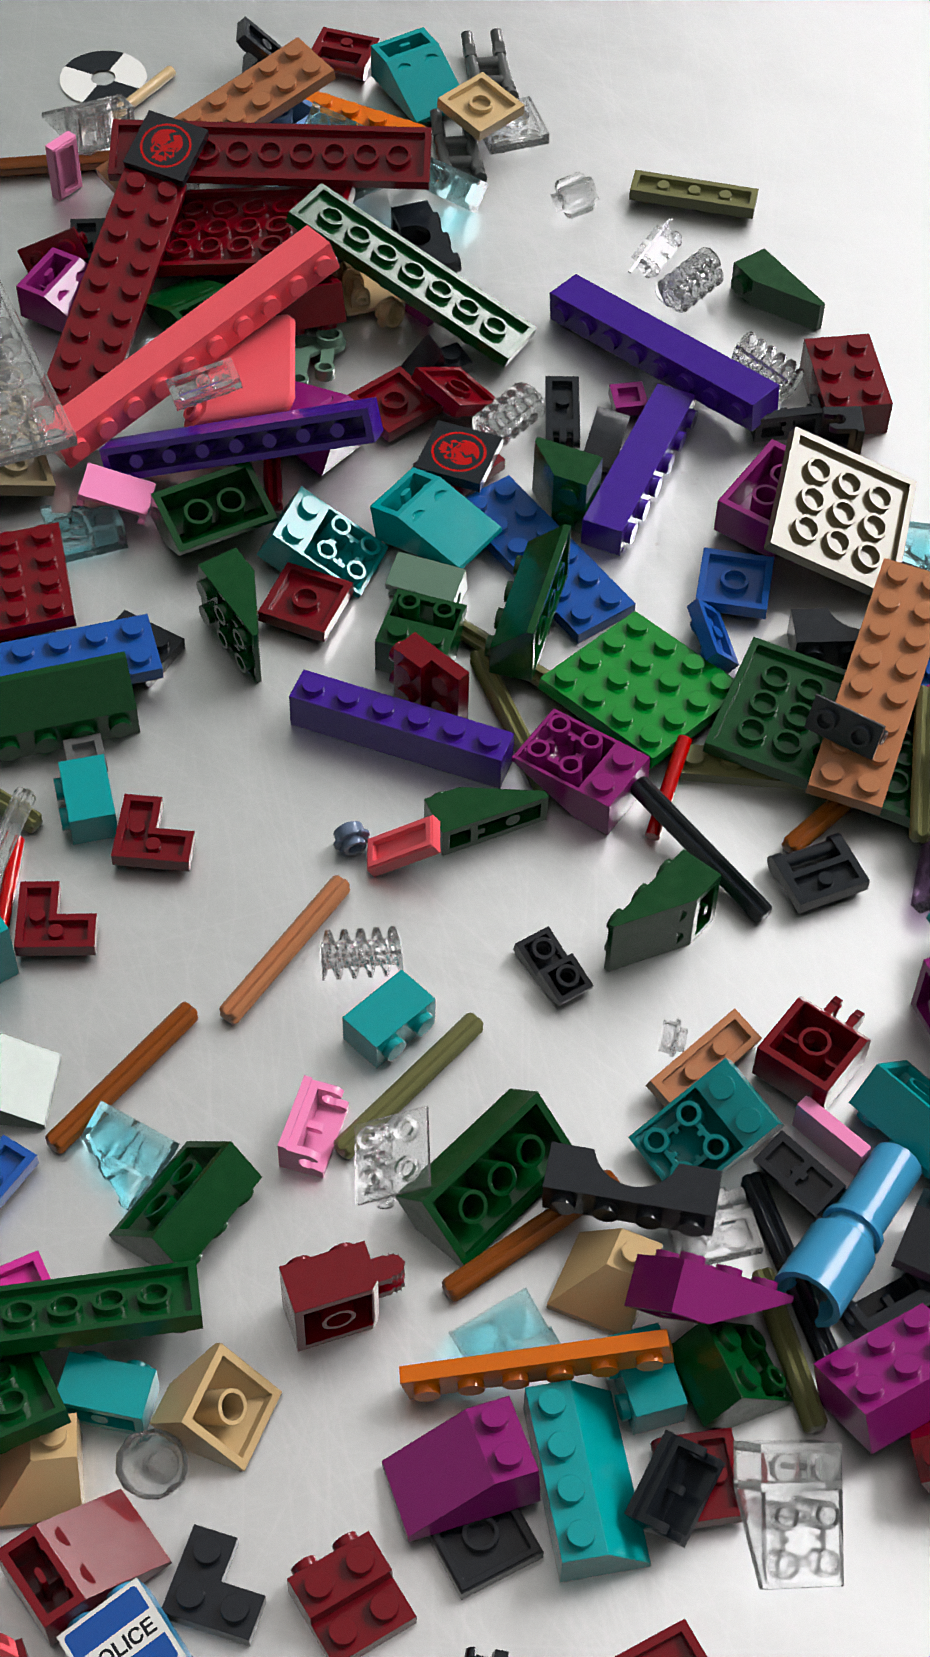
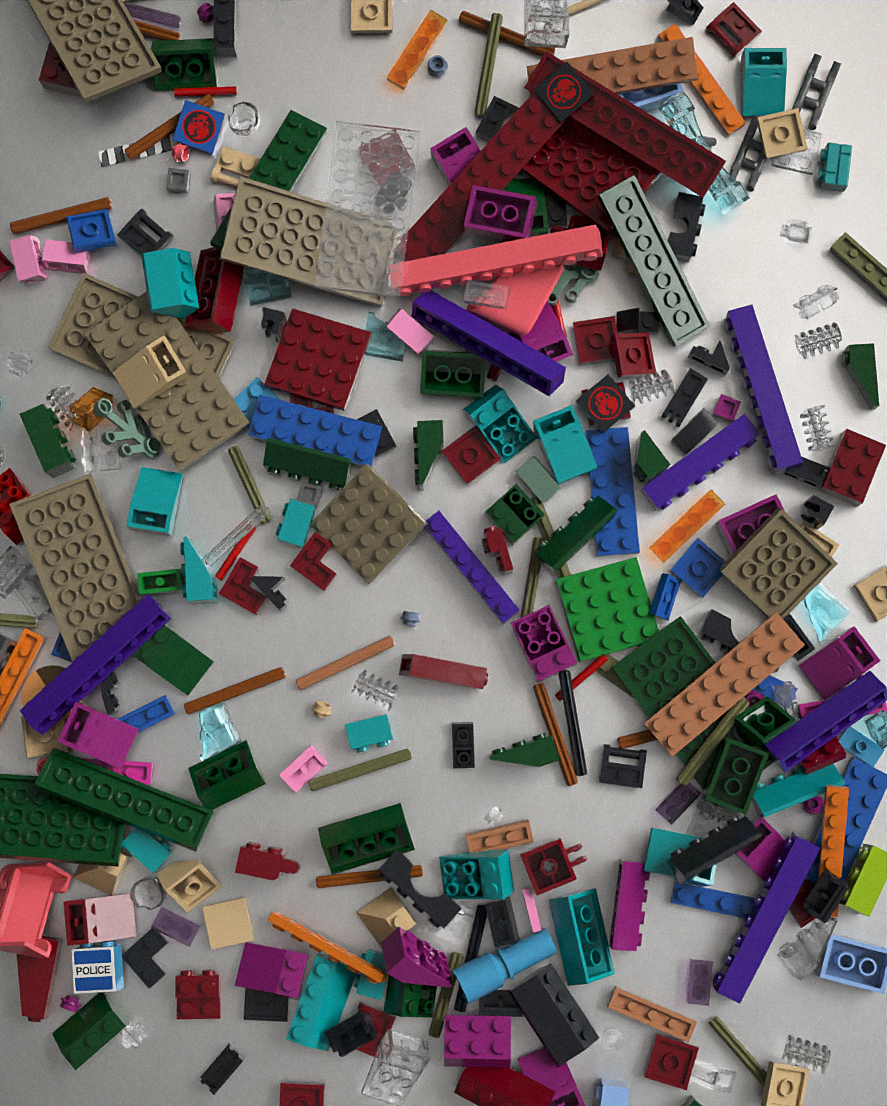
camera: 35 degrees right, 30 degrees up
(38, 185) = (488, 64): none -> olive axle
(63, 165) = (509, 53): bright pink tile -> none
(67, 241) = (476, 124): dark red hinge -> none
(95, 895) = (267, 585): none -> black slope
(159, 293) = (500, 214): none -> magenta brick
(205, 740) = (368, 523): none -> dark tan plate
(236, 1499) = (175, 927): none -> clear purple plate
(288, 1028) = (321, 709): none -> tan plate
(330, 1445) = (228, 923): none -> tan tile
(392, 1157) = (326, 809): clear hinge -> none
(403, 846) = (430, 640): coral tile -> none
(447, 875) = (443, 671): none -> dark red slope
(482, 814) = (474, 639): dark green slope -> none
(504, 1327) = (329, 918): clear light blue slope -> none
(569, 358) = (715, 361): none -> black slope
(572, 120) = (835, 166): none -> teal brick
(652, 859) = (554, 730): none -> dark orange axle
(678, 546) = (687, 526): none -> clear orange plate
(845, 727) = (684, 716): black hinge -> none

